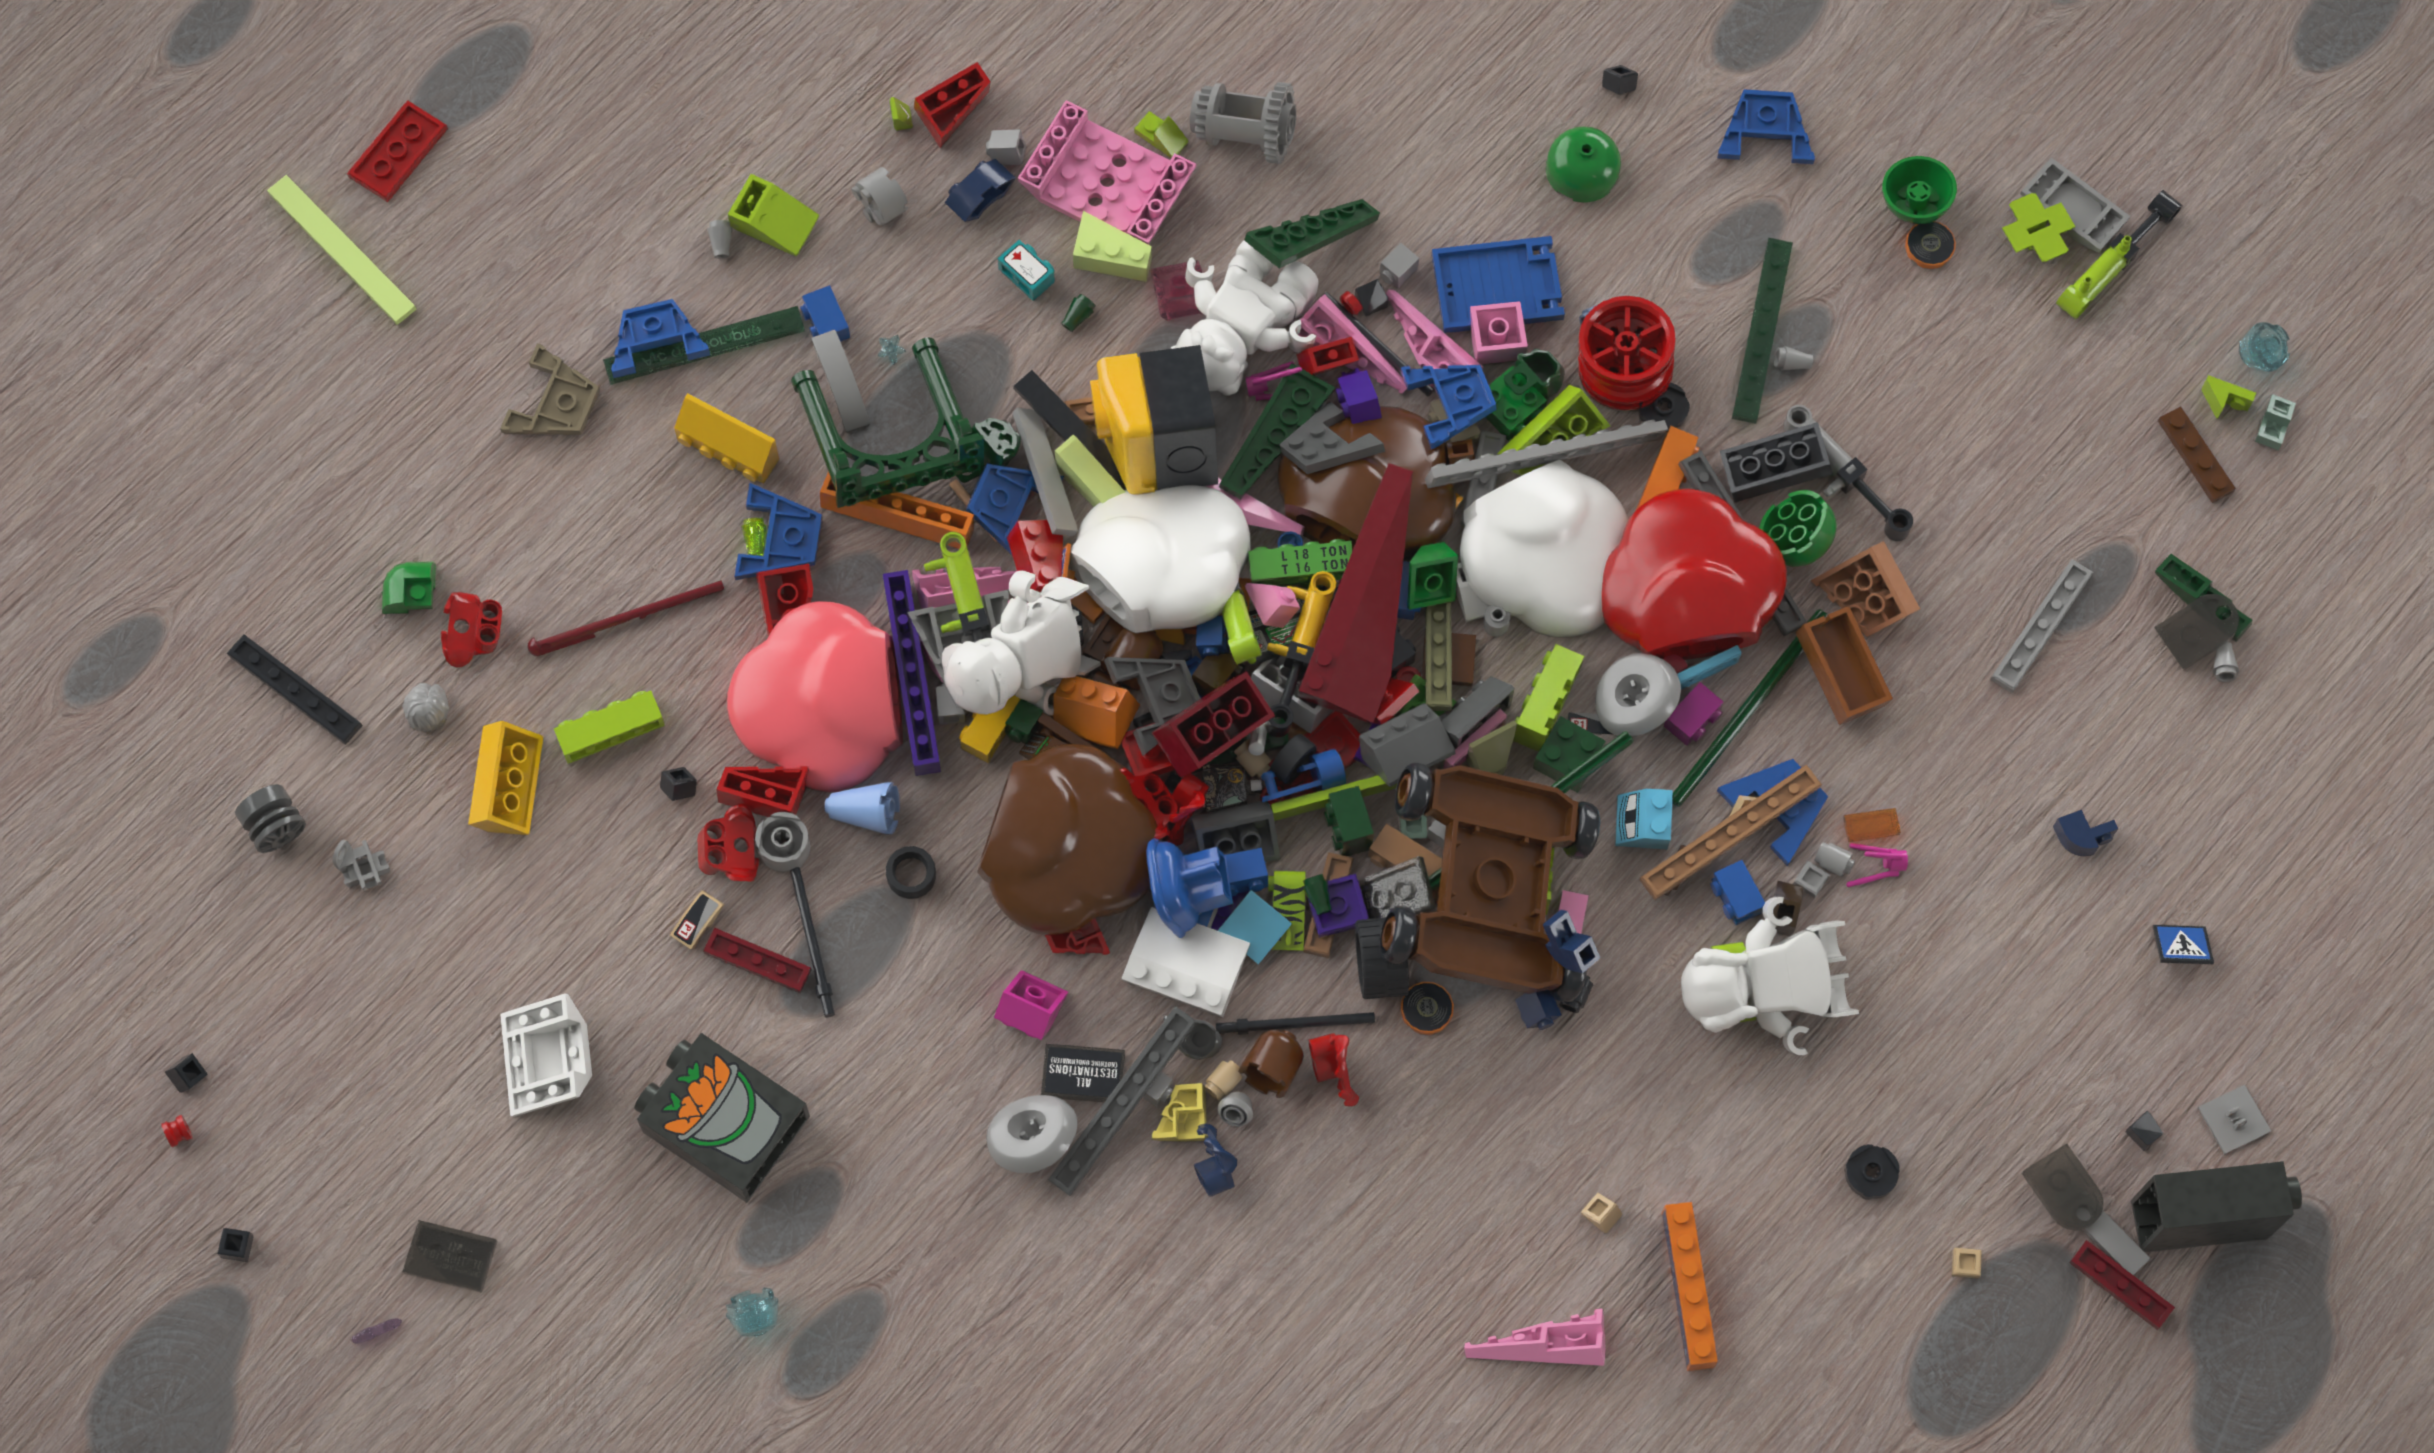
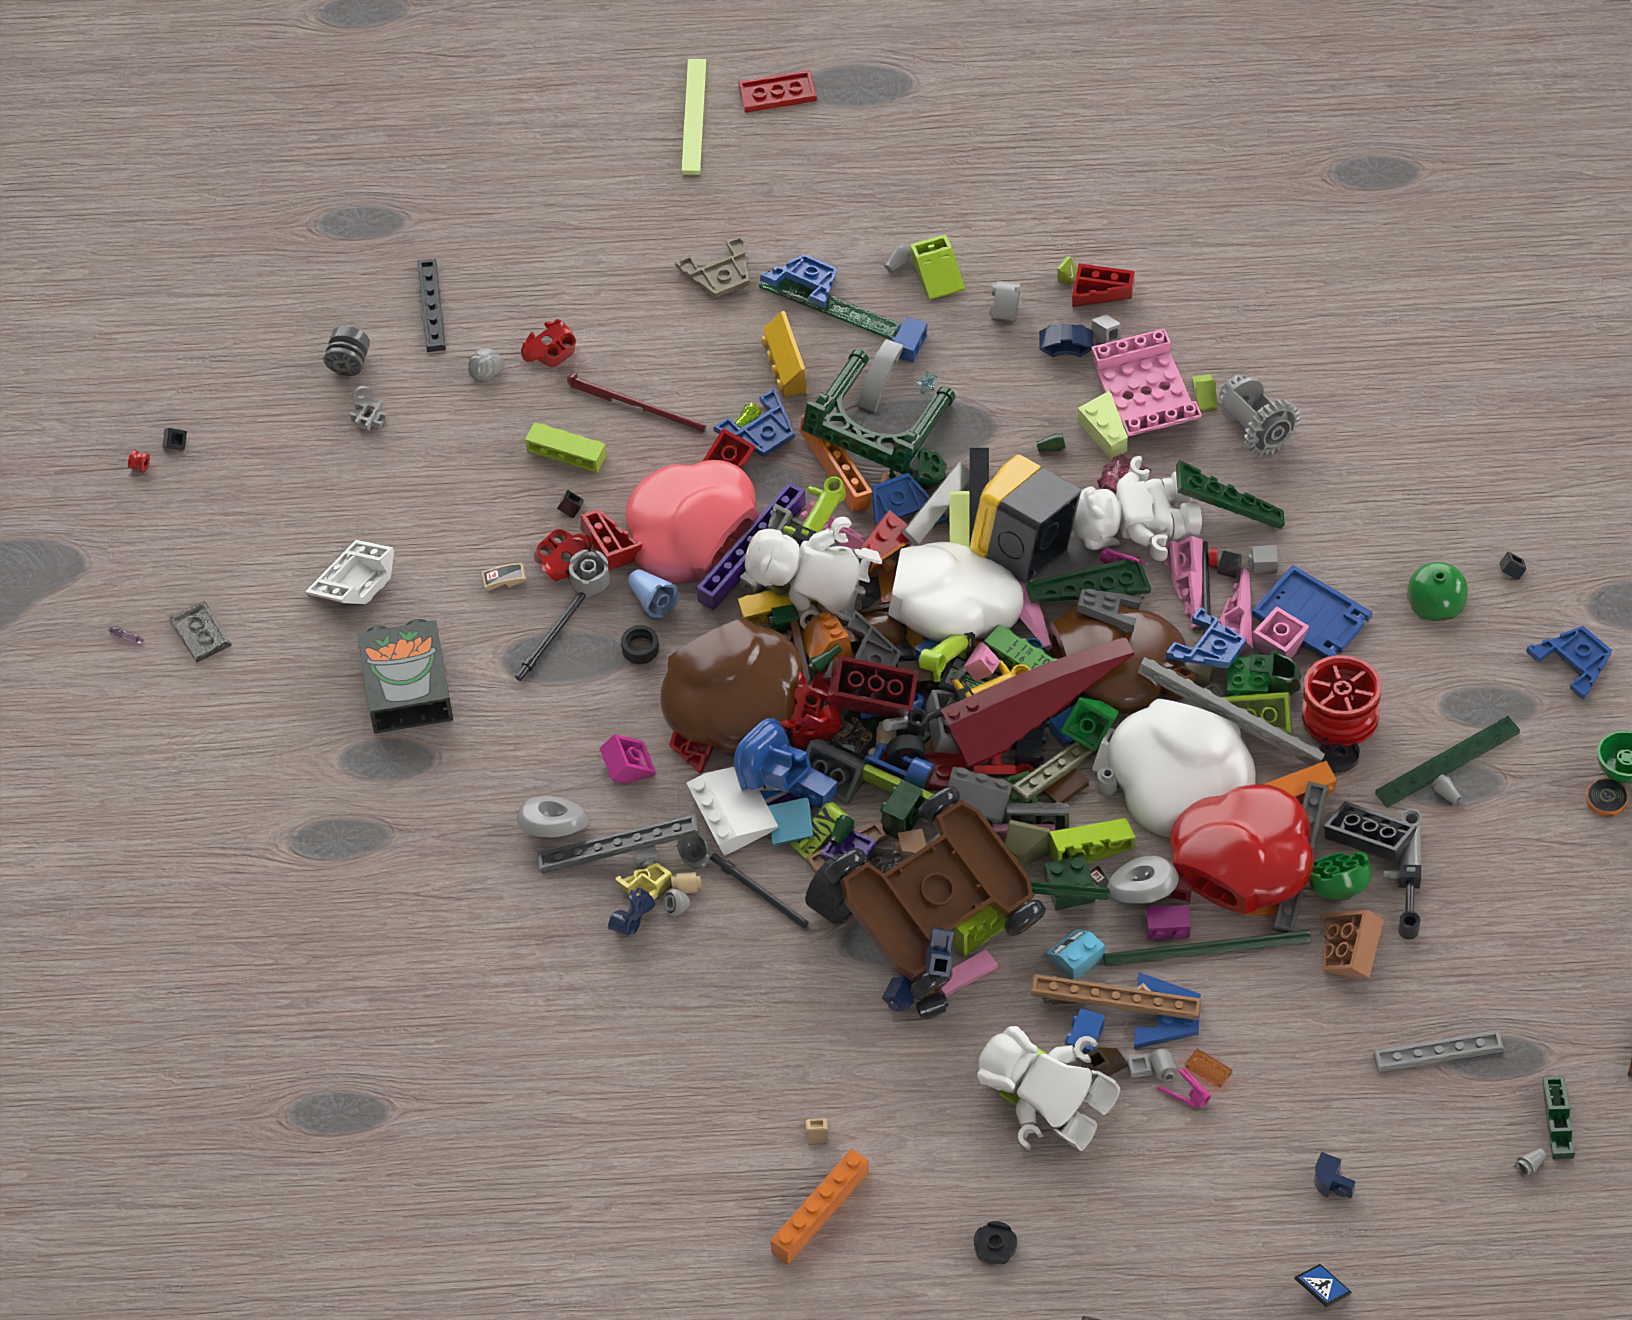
camera: 50 degrees right, 15 degrees down
(235, 1244) = (106, 537): black slope -> none
(409, 587) = (542, 301): green brick -> none
(505, 779) = (485, 430): yellow slope -> none
(753, 1312) = (312, 782): clear light blue cone -> none
(757, 960) = (511, 620): dark red plate -> none
(1026, 269) = (1047, 400): brick -> none
(1081, 1072) = (614, 813): black tile -> none
(1123, 741) = (820, 662): none -> dark green cone
(1273, 1062) = (721, 894): reddish brown cylinder -> none
(1328, 356) = (1166, 571): red slope -> none
(1329, 1062) = (750, 924): red piece -> none
(1358, 396) = (1158, 603): dark purple brick -> none
(1427, 1008) = (840, 944): black tile -> none
(1567, 1342) = (712, 1169): bright pink wedge -> none
(1709, 667) = (1202, 905): medium azure tile -> none
(1844, 665) = (1283, 966): dark orange piece -> none
(2197, 629) = (1532, 1129): clear smoke tile -> none

